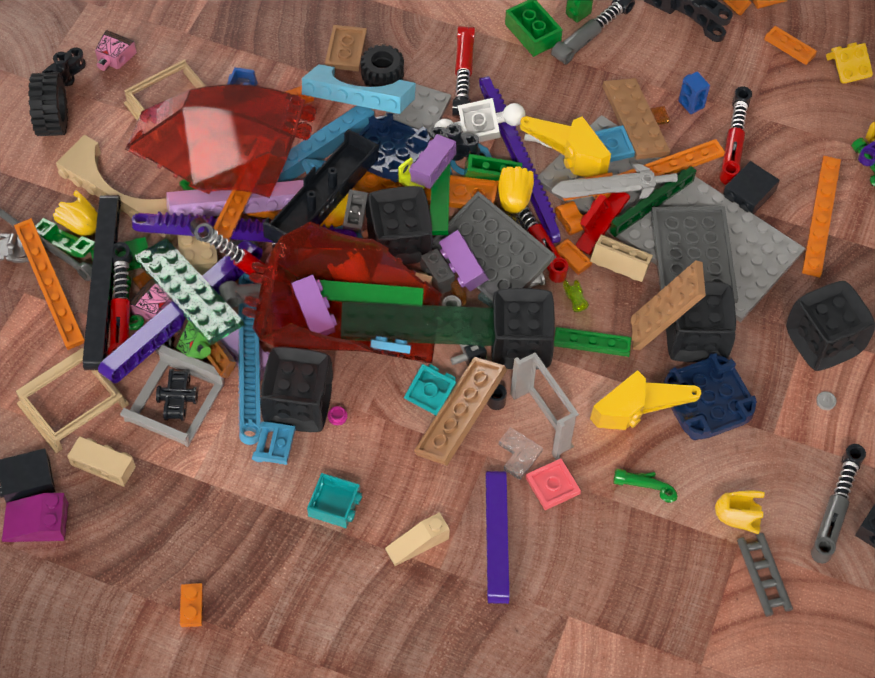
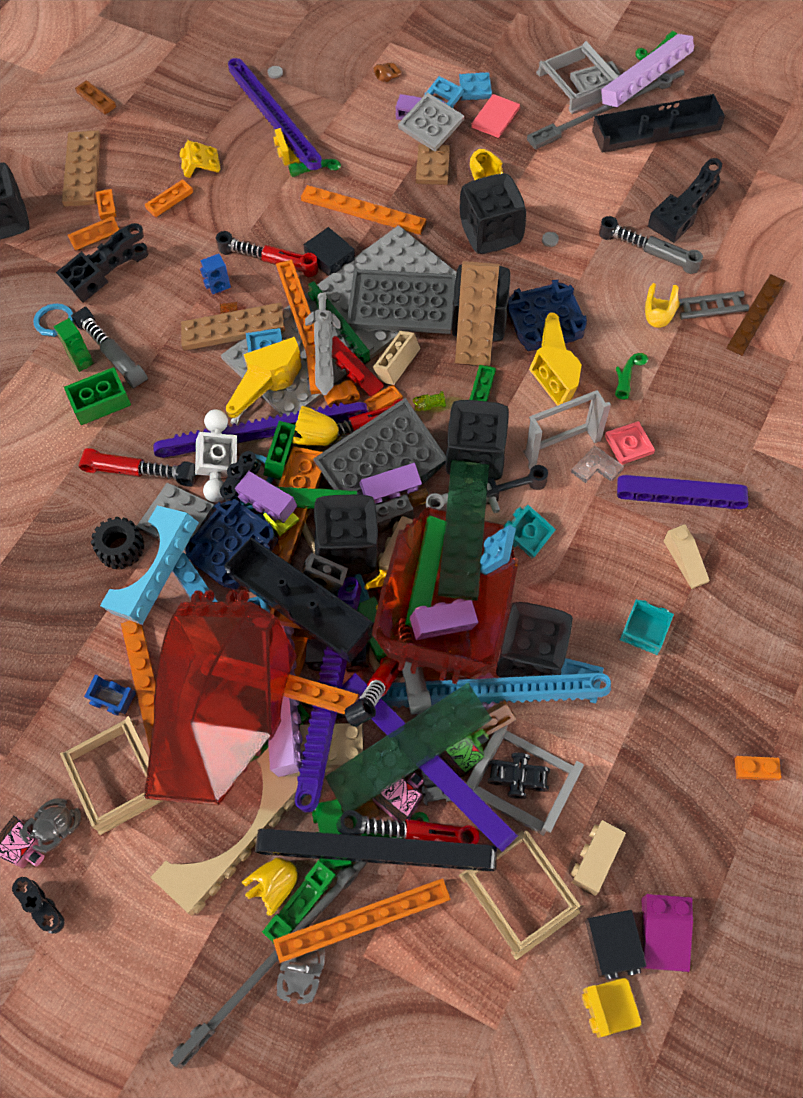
camera: 80 degrees left, 5 degrees up
(48, 104) = (101, 918): black tyre -> none
(129, 68) = (51, 824): none -> flat silver shield
(346, 47) = (77, 579): medium nougat plate -> none
(460, 411) = (557, 505): medium nougat plate -> none
(762, 625) = (756, 315): none -> reddish brown plate

